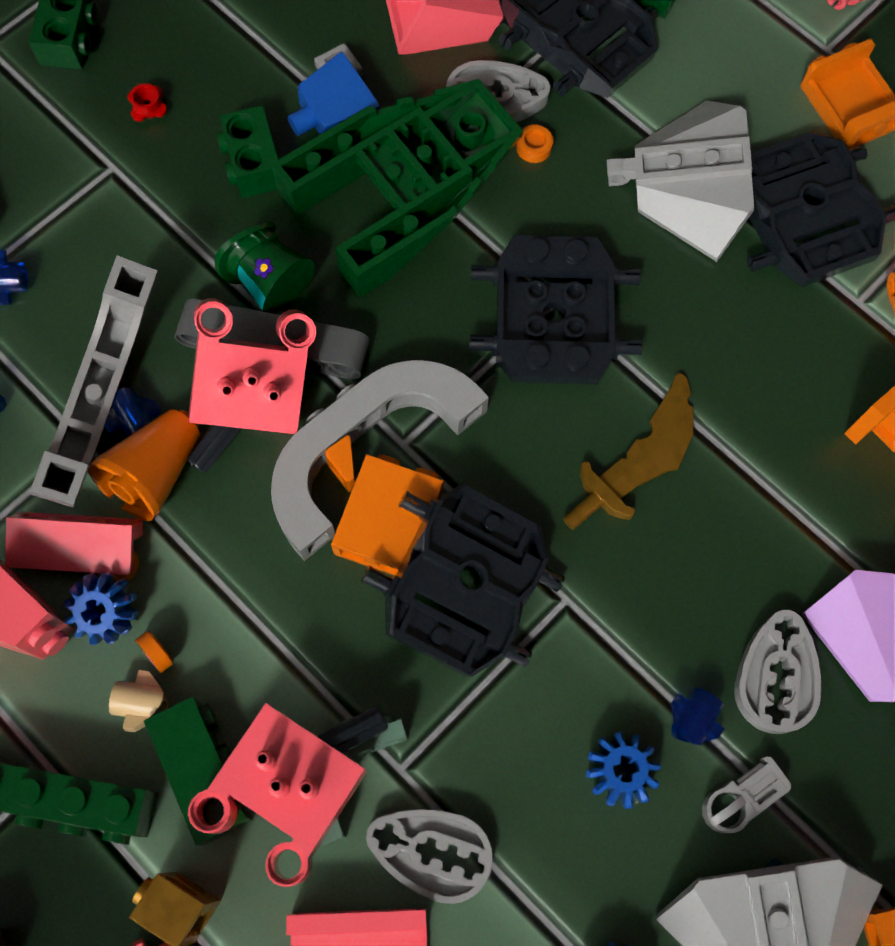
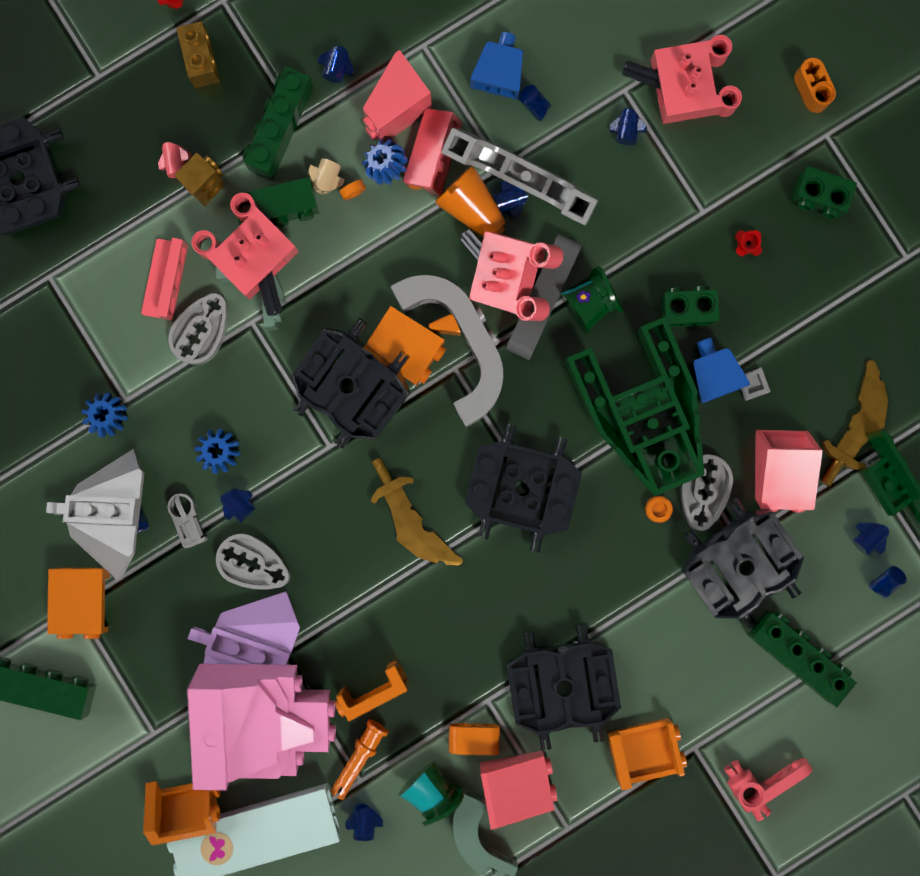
camera: 105 degrees right, 15 degrees up
(694, 176) = (607, 613): light grey panel -> none

